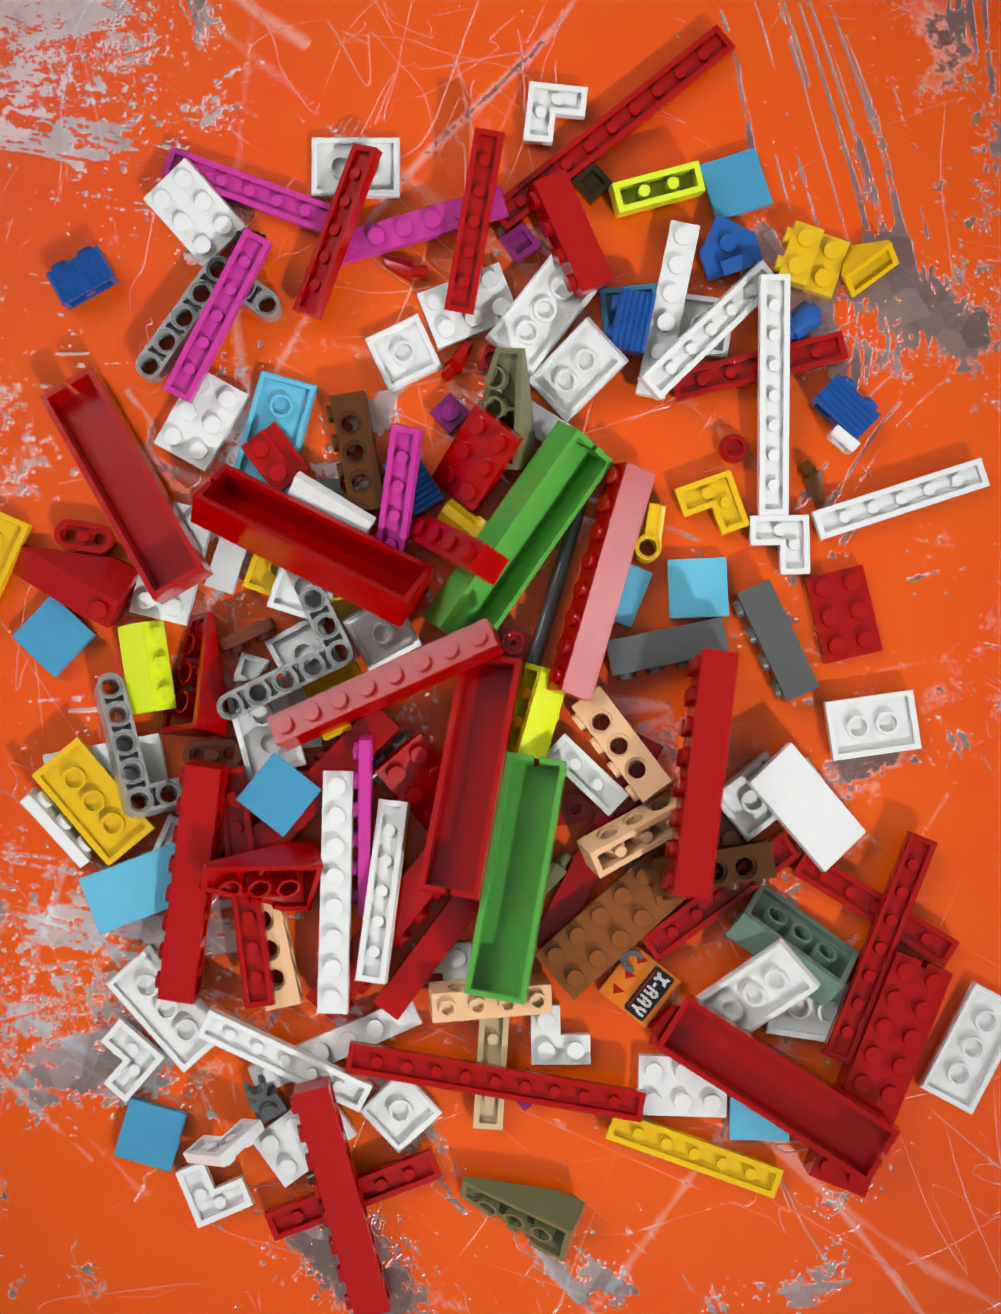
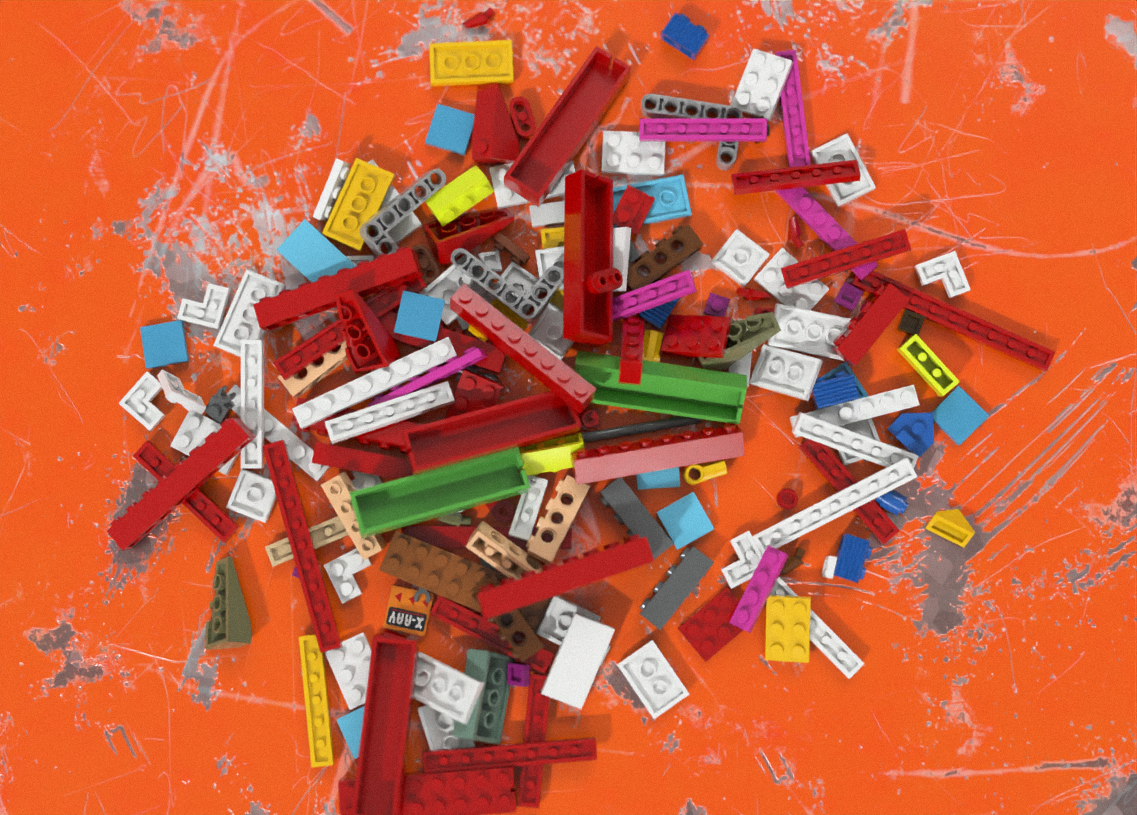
camera: 70 degrees right, 5 degrees down
(352, 538) = (604, 281): none -> red plate
(717, 494) = (752, 503): yellow plate -> none
(786, 888) = (518, 674): none -> magenta plate
(811, 259) = (935, 488): yellow plate -> none
(829, 540) = (759, 589): none -> dark pink plate
(893, 528) = (788, 628): none -> yellow plate

